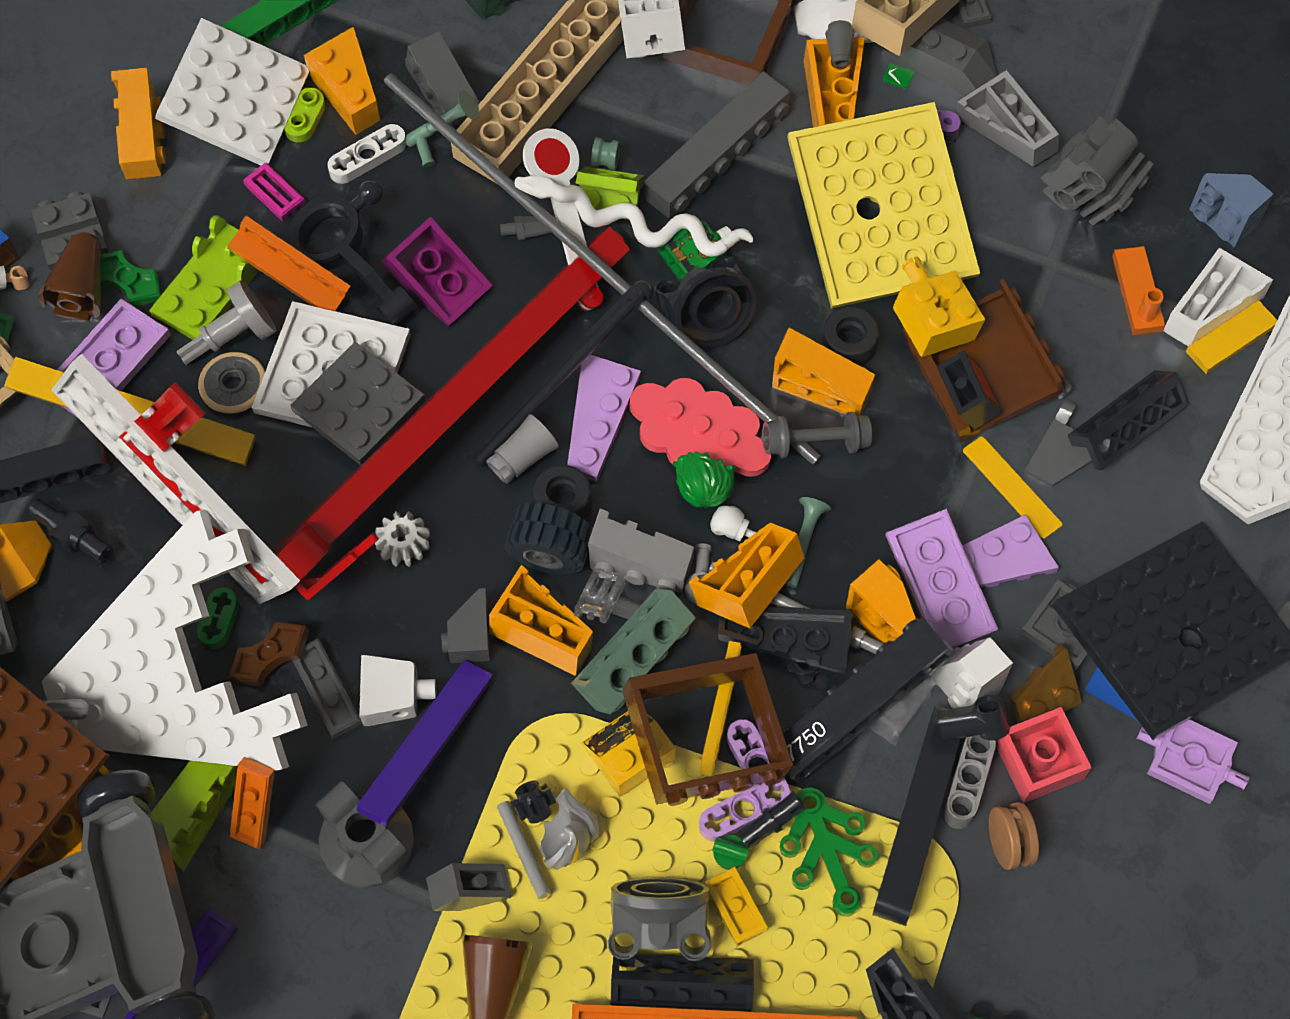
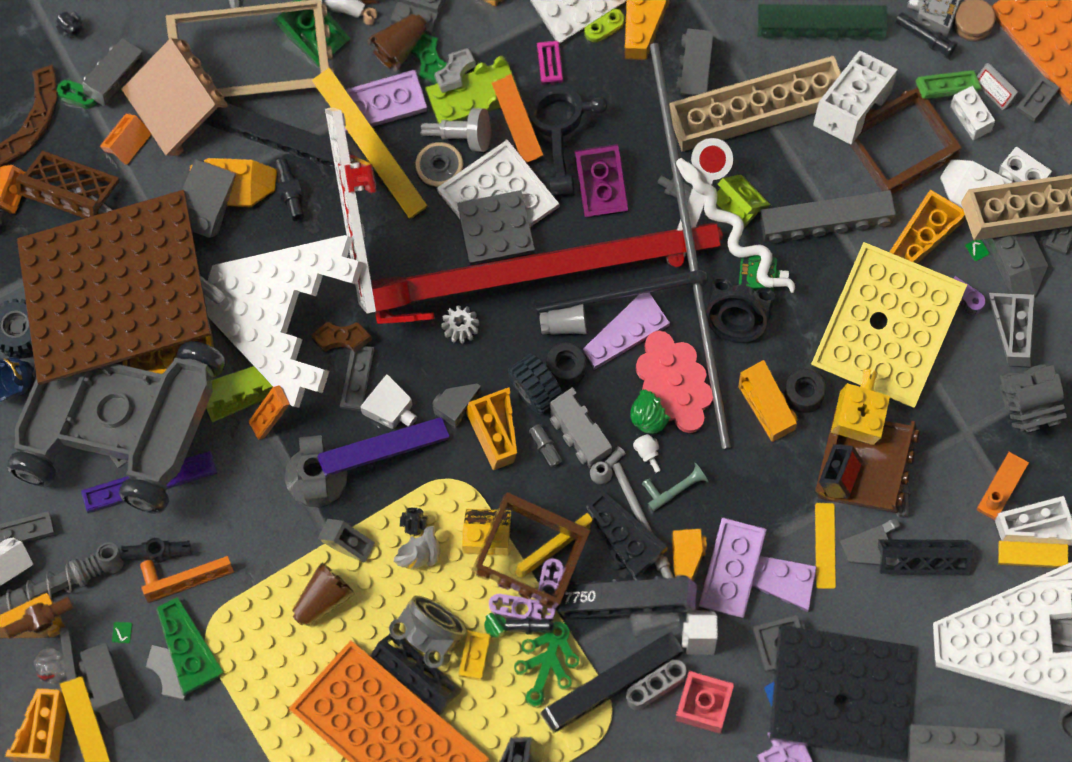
camera: 40 degrees right, 5 degrees up
(170, 273) = (452, 73): none -> light grey tile
(224, 621) = (334, 300): green beam -> none
(369, 142) = (605, 69): white beam -> none
(465, 107) = (691, 91): sand green piece -> none
(523, 850) = (390, 542): light grey bar -> none
(595, 609) = (527, 442): clear tile -> none
(595, 679) = (541, 470): sand green brick -> none
(605, 153) = (757, 175): sand green wheel -> none
(750, 577) = (627, 486): light orange wedge -> none
(840, 42) = (945, 206): dark grey cone -> none
(856, 433) = (759, 447): dark grey piece -> none
(984, 718) = (683, 656): black piece -> none
(1013, 836) = (651, 730): medium nougat head -> none
(1047, 688) = (739, 670): pearl gold wing -> none

